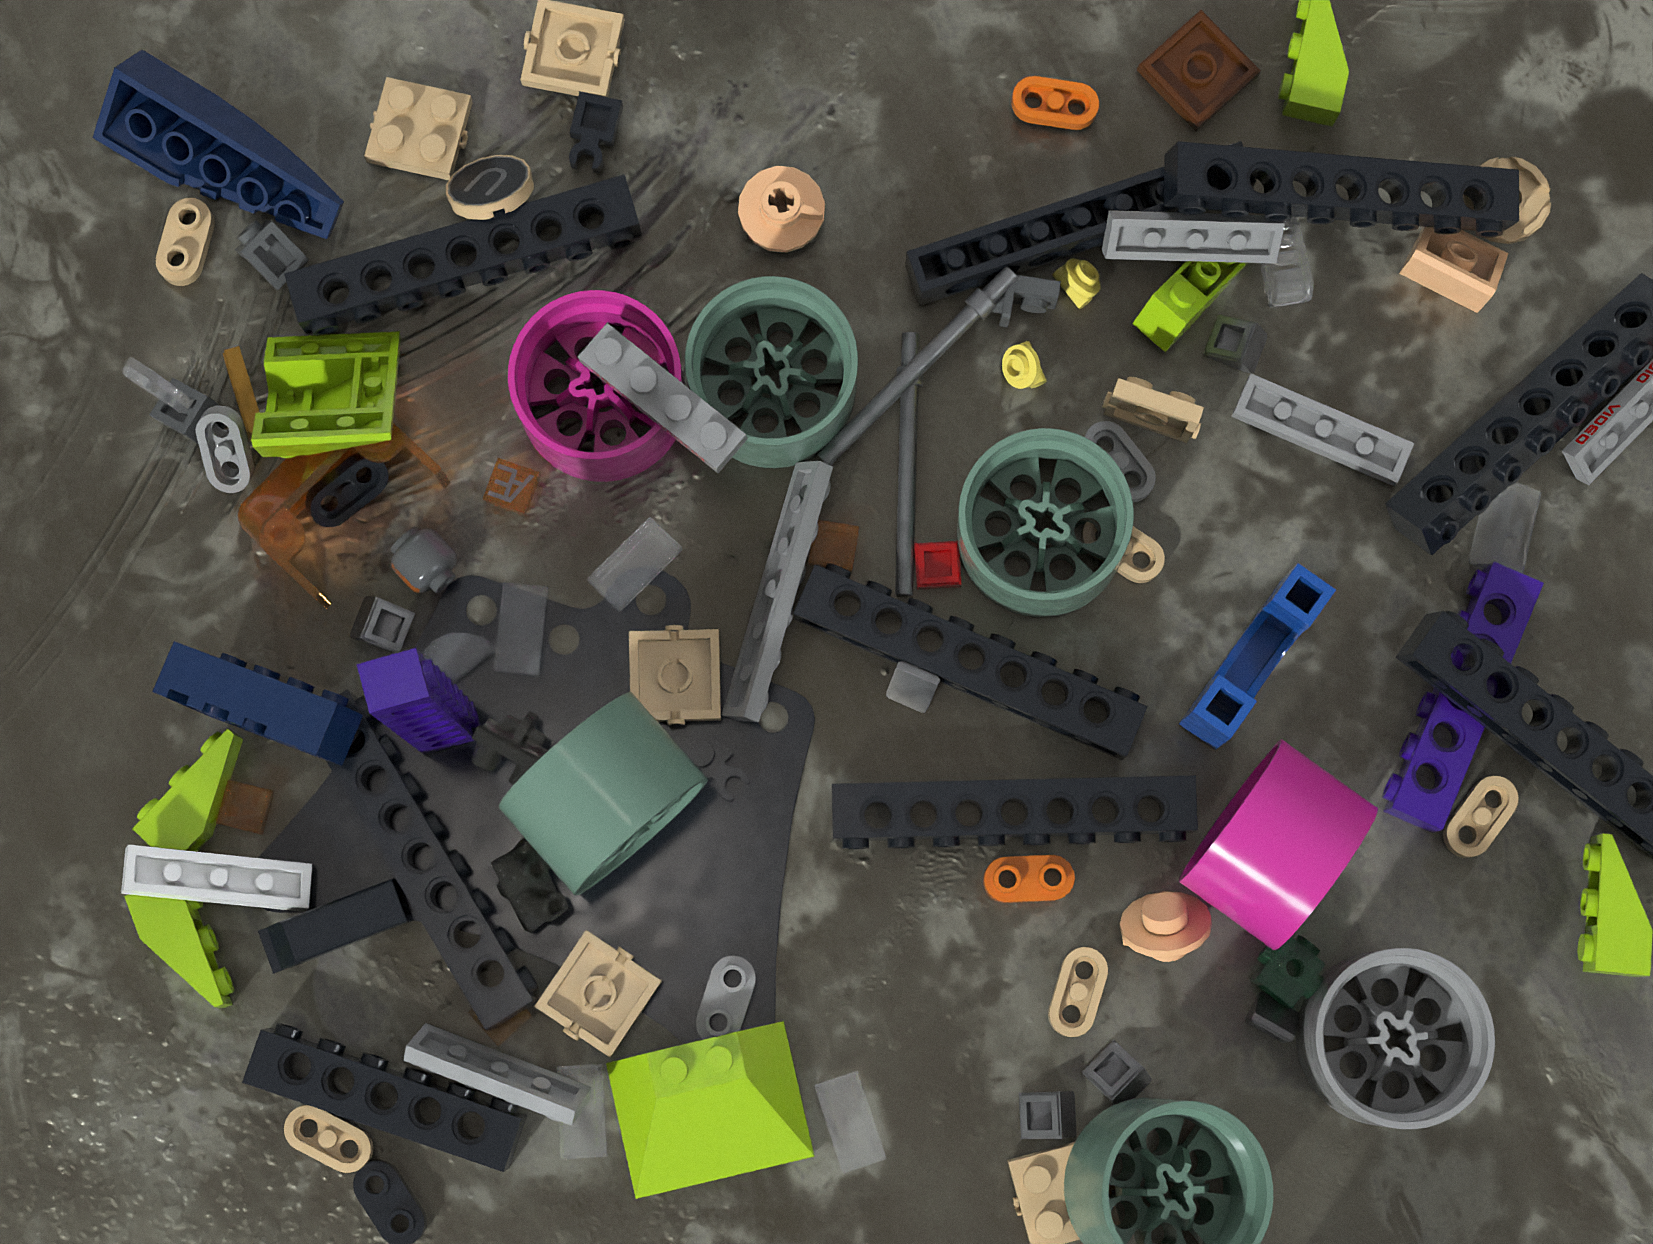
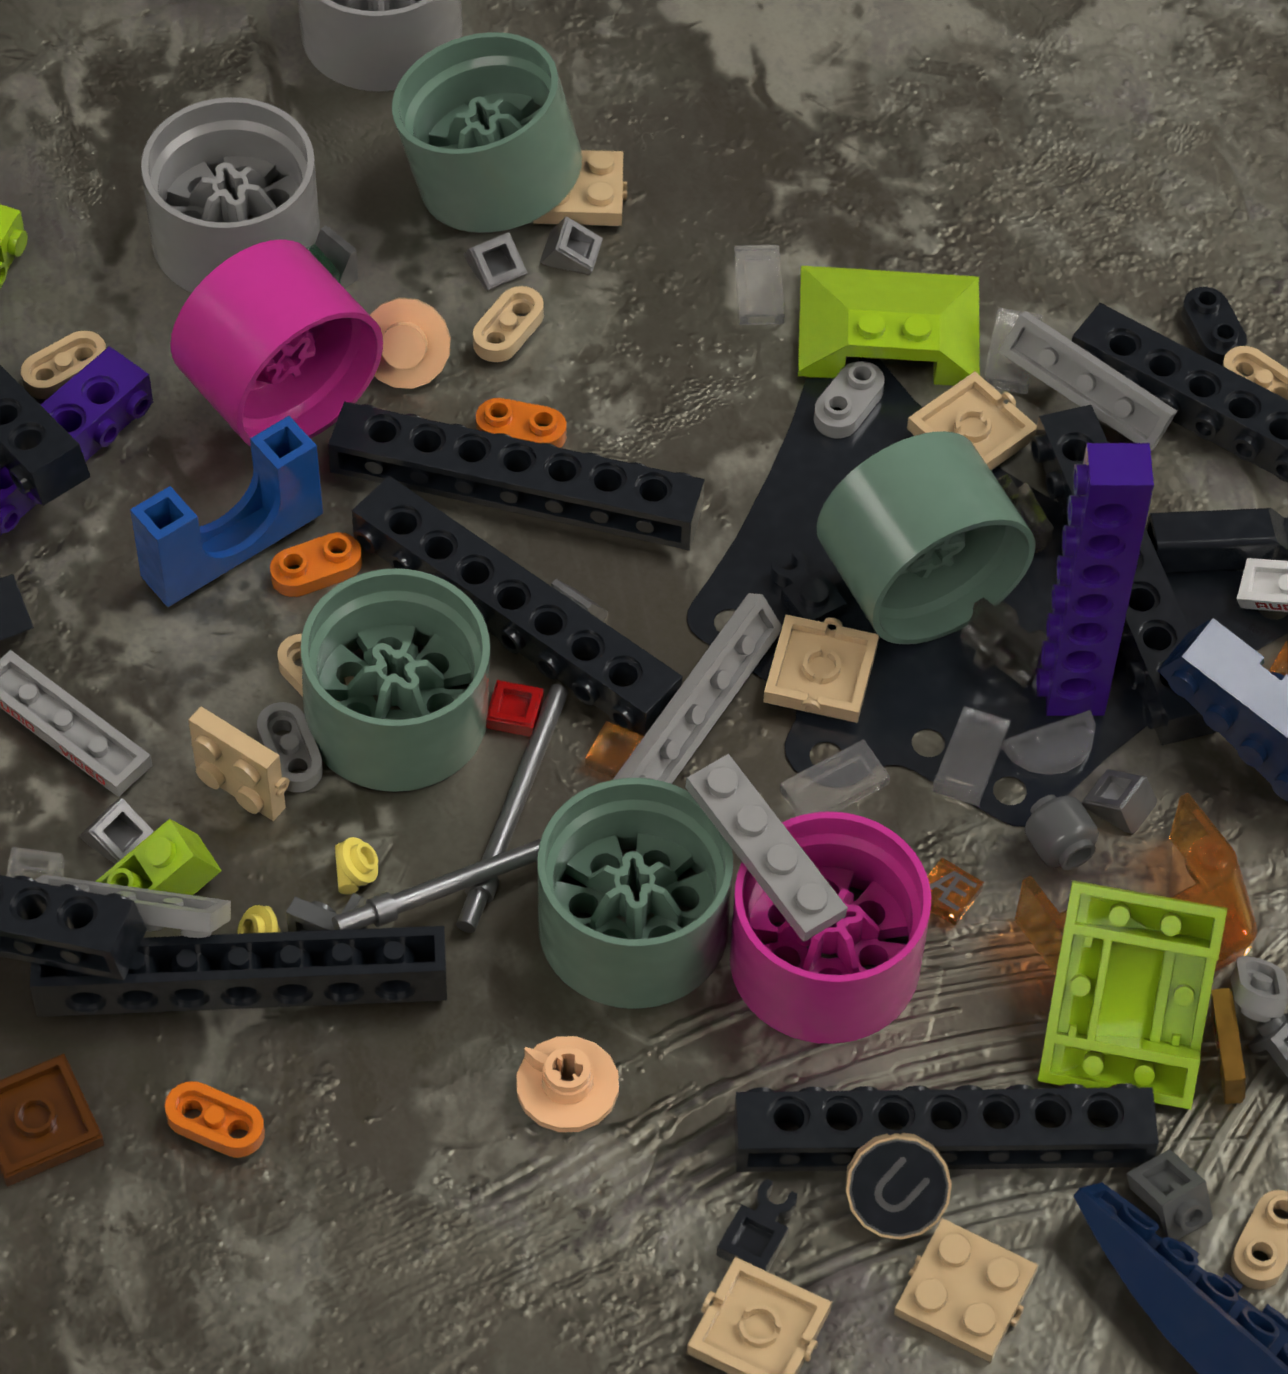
camera: 165 degrees left, 25 degrees down
(1165, 664) = (317, 564): none -> orange plate

